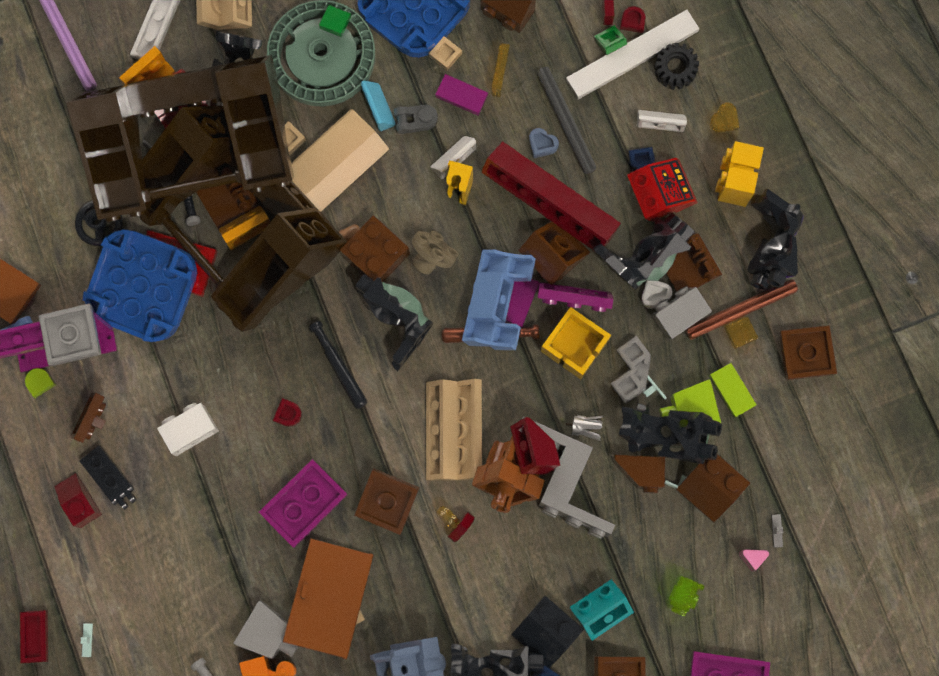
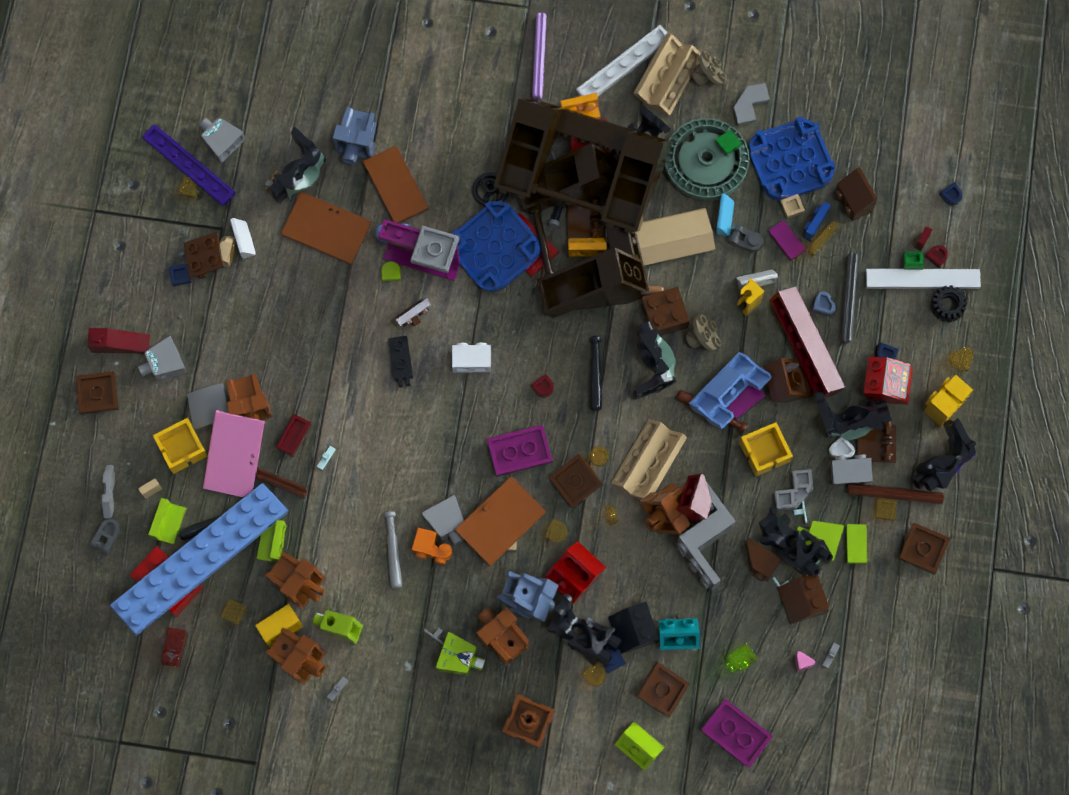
camera: 30 degrees right, 5 degrees down
(76, 501) = (371, 364): dark red slope -> none
(293, 137) = (654, 205): tan tile -> none
(396, 457) = (599, 456): none -> clear yellow tile
(397, 571) = (556, 531): none -> clear yellow tile
(446, 607) = (575, 571): none -> red piece
(462, 527) = (617, 526): dark red tile -> none
(481, 45) = (819, 213): none -> blue plate
(575, 296) = (783, 418): magenta plate -> none
(582, 423) = (737, 505): flat silver piece -> none
(661, 121) = (915, 335): white slope -> none

